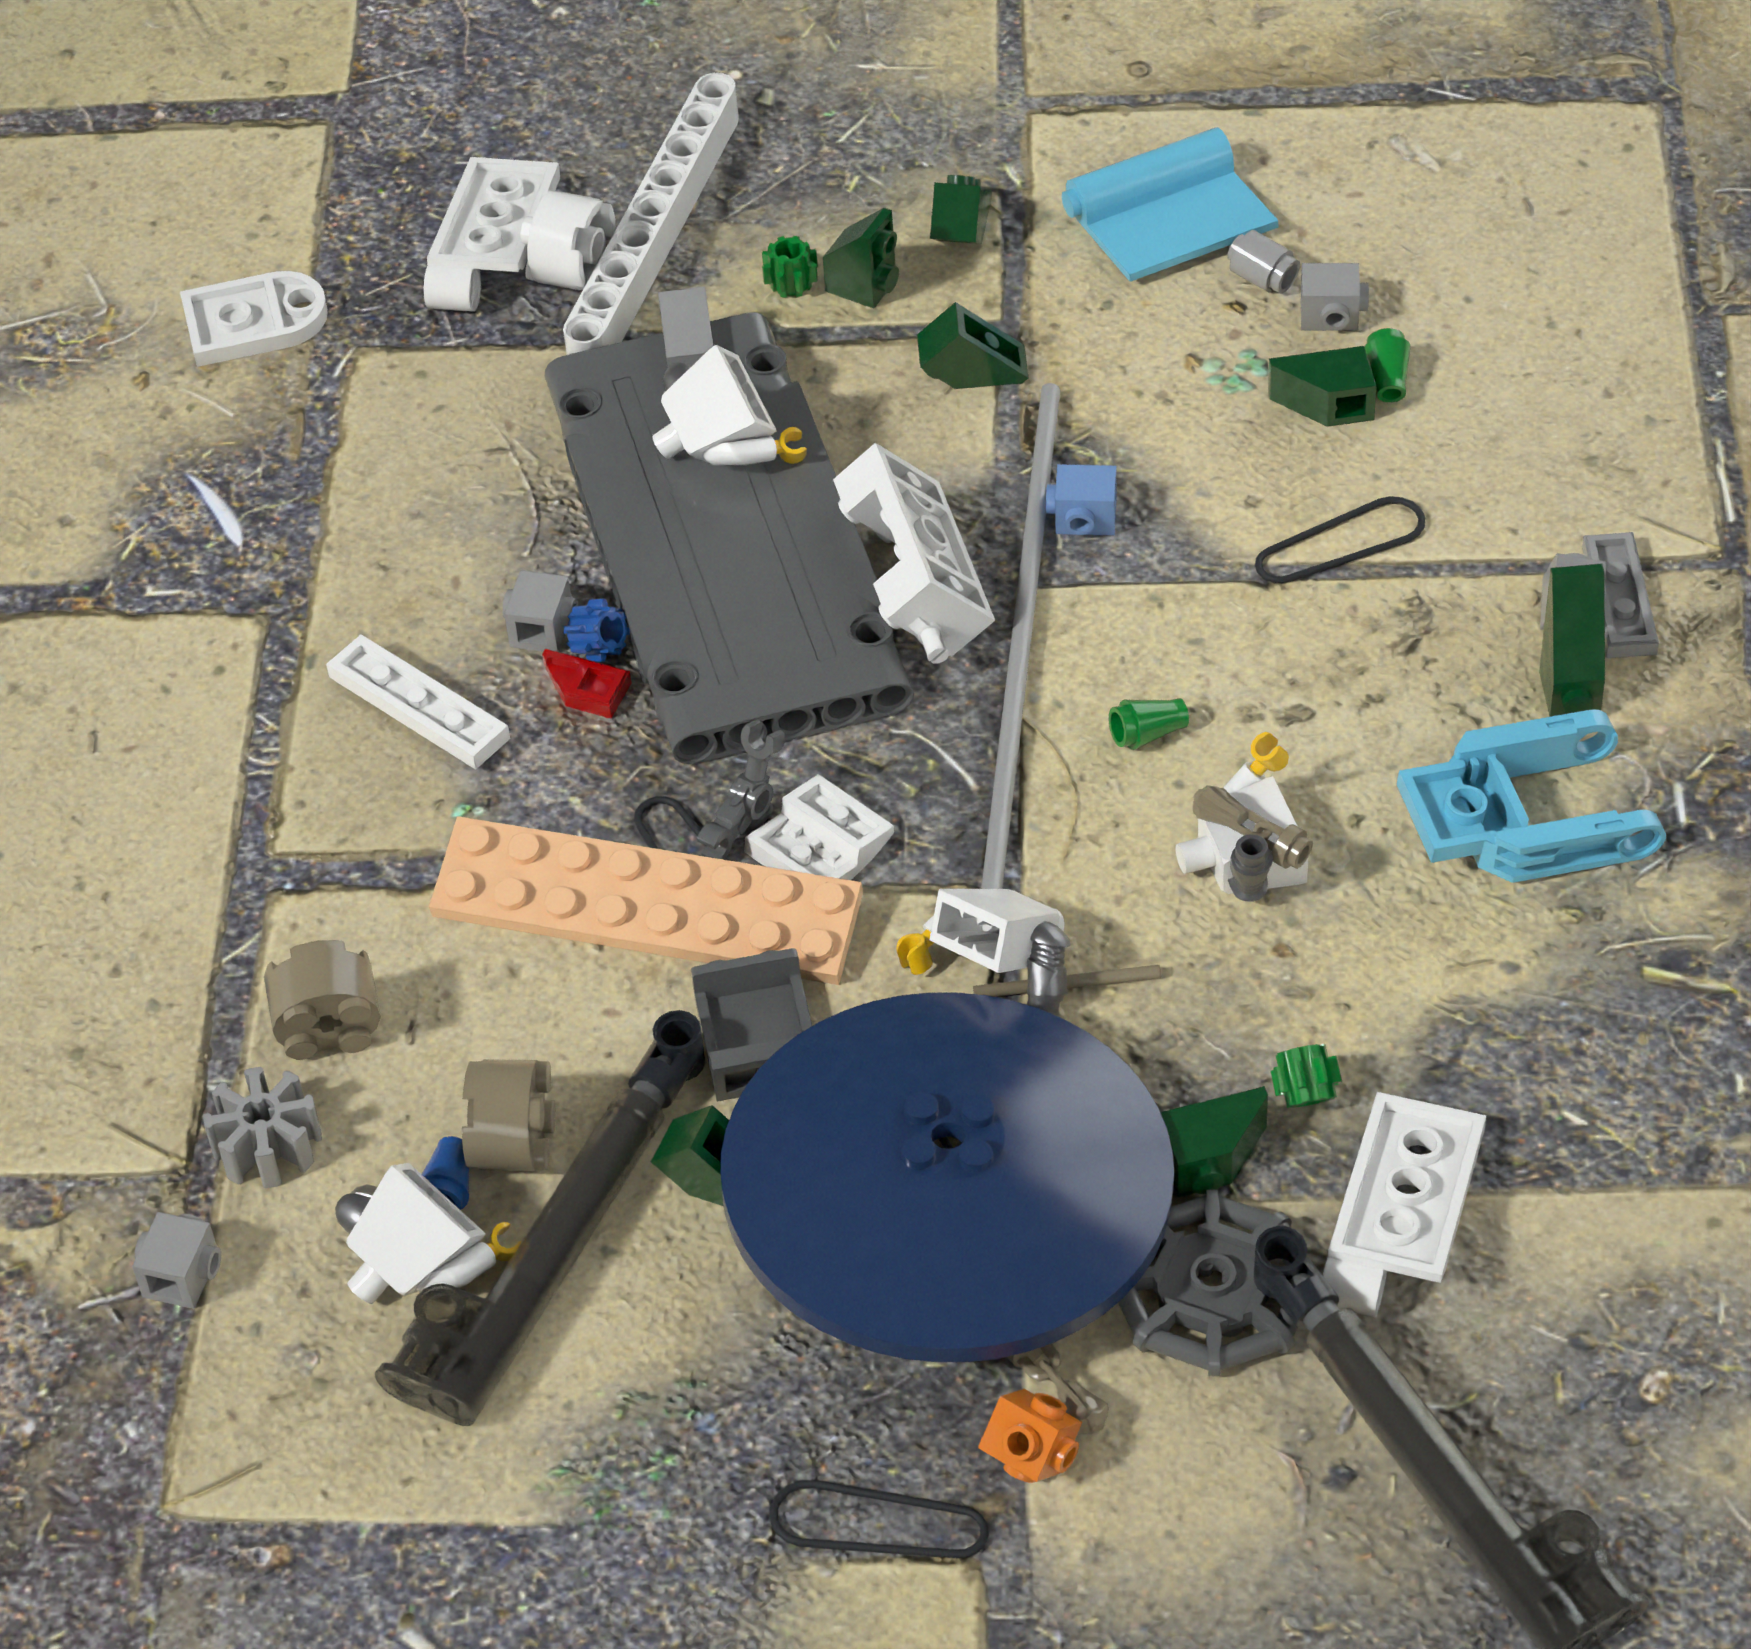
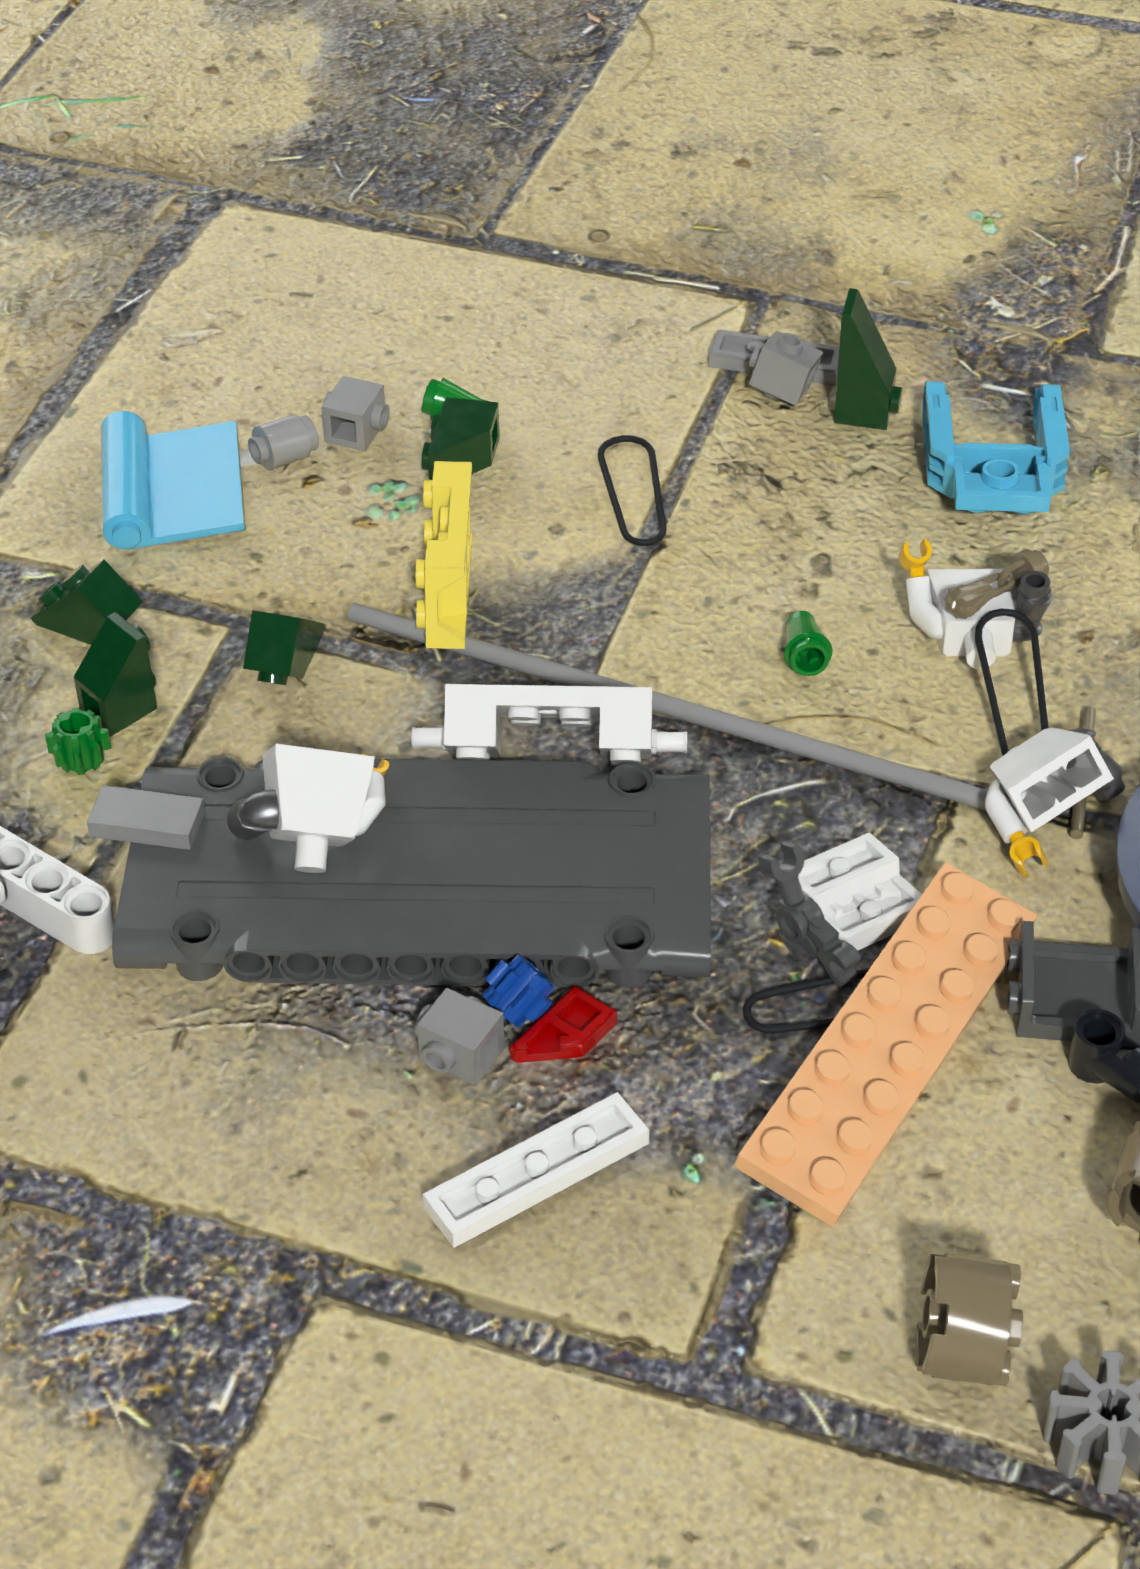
camera: 75 degrees left, 5 degrees down
(1071, 425) = (448, 556): none -> light yellow piece
(1083, 499) = (518, 614): medium blue brick -> none
(1160, 907) = (987, 675): none -> black piece

